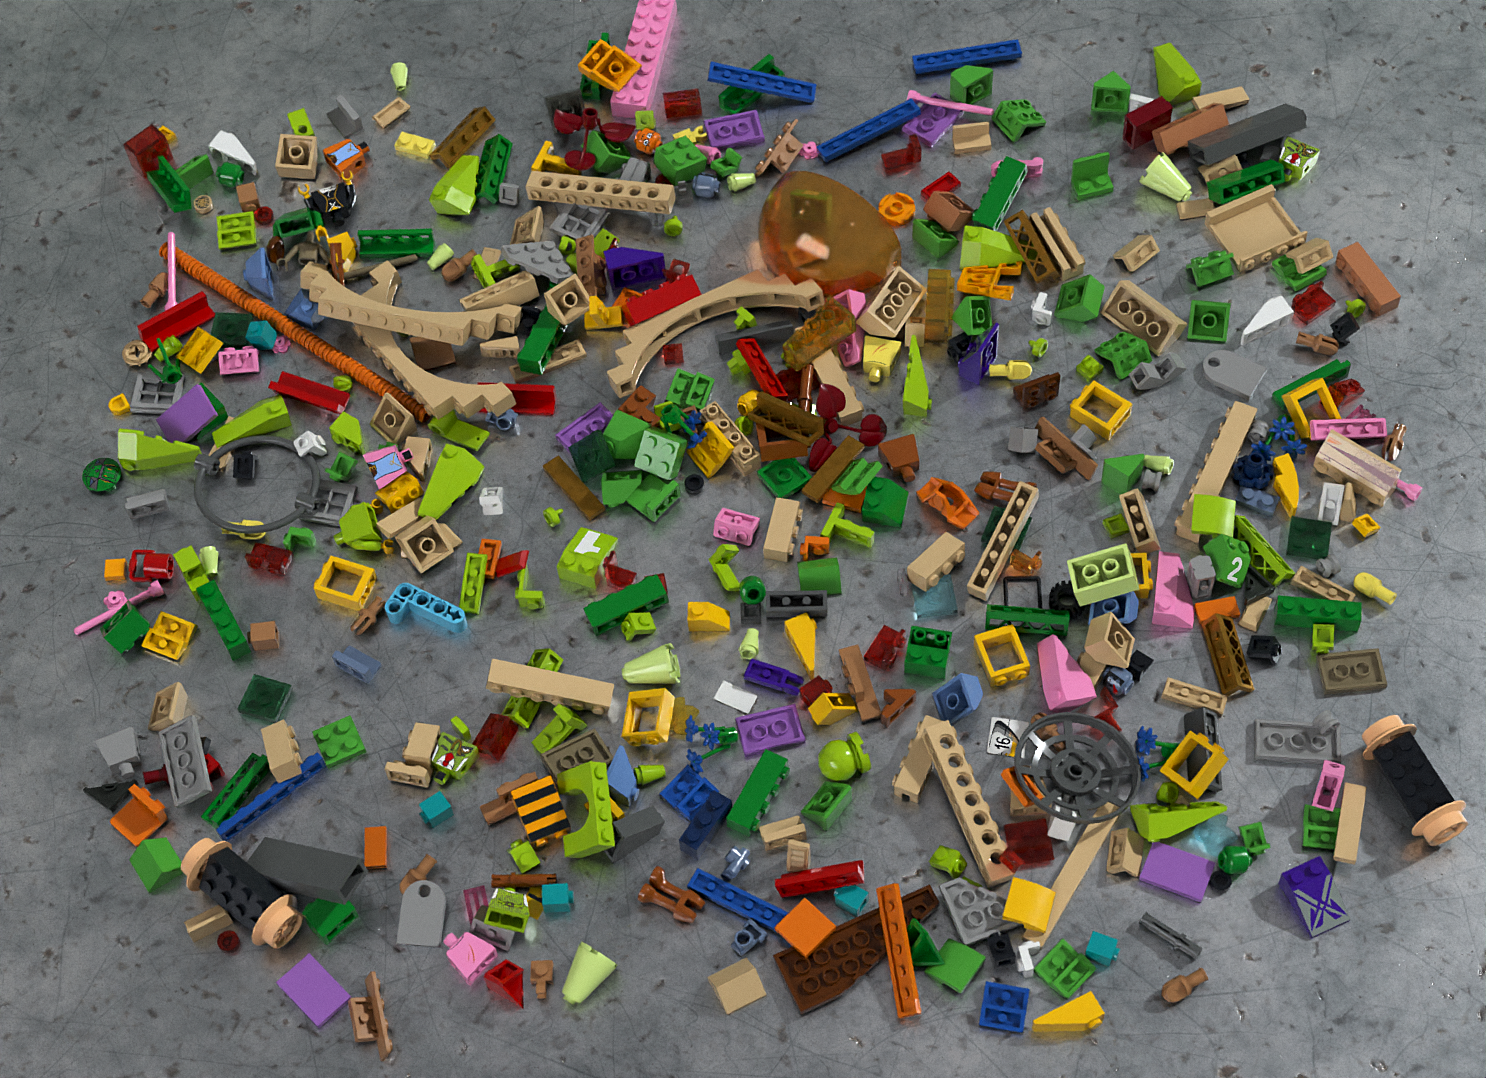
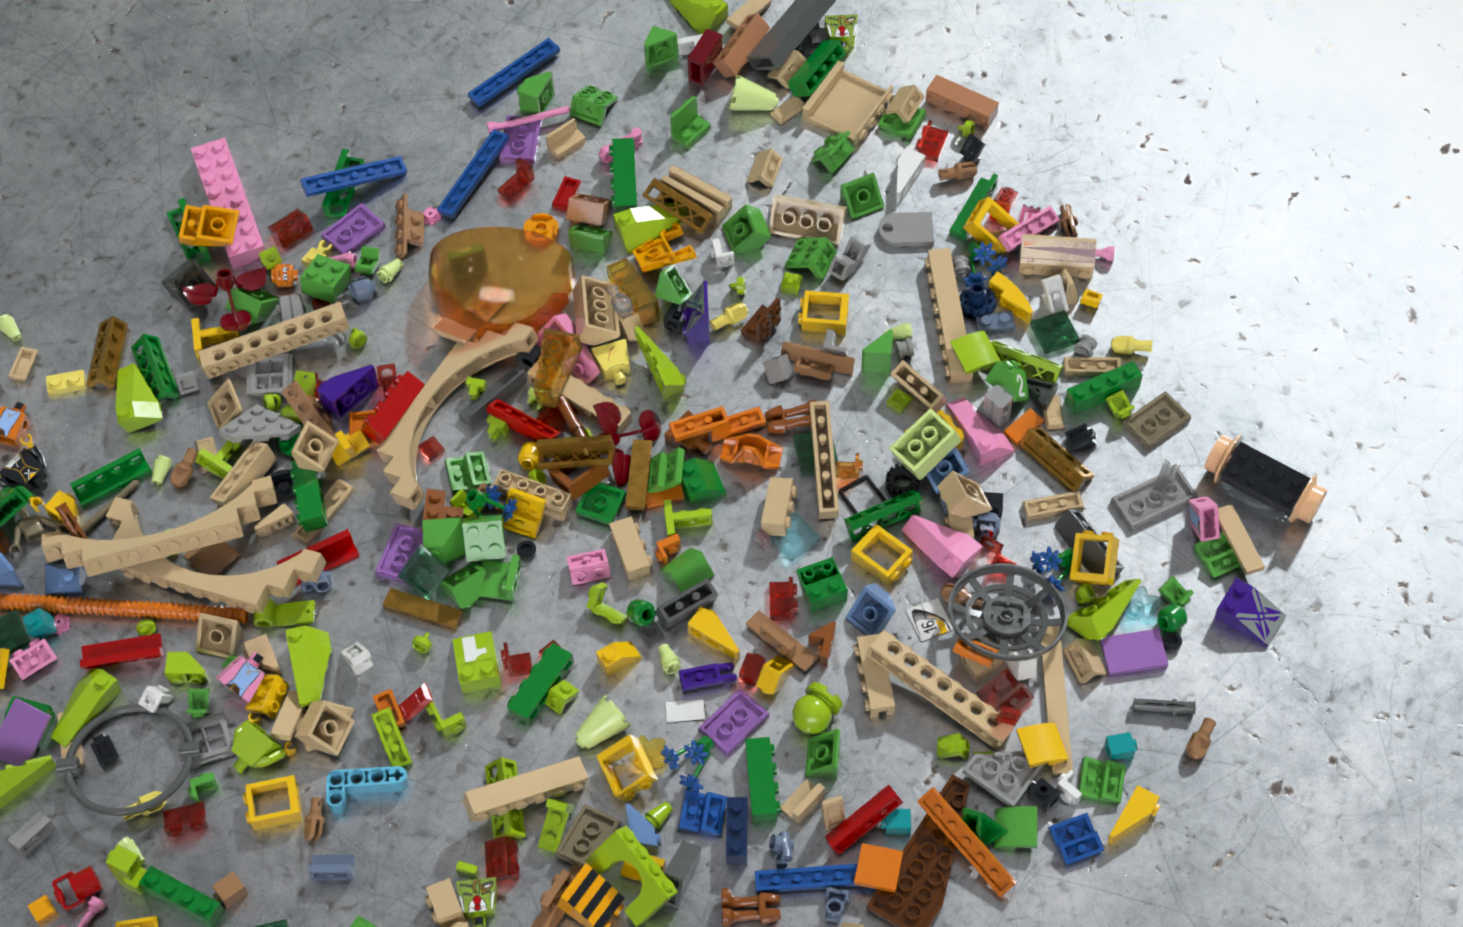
camera: 35 degrees left, 0 degrees up
(758, 261) = (455, 331): none -> tan panel
(916, 306) = (620, 301): none -> clear arm
(931, 459) = (717, 424): none -> orange bracket

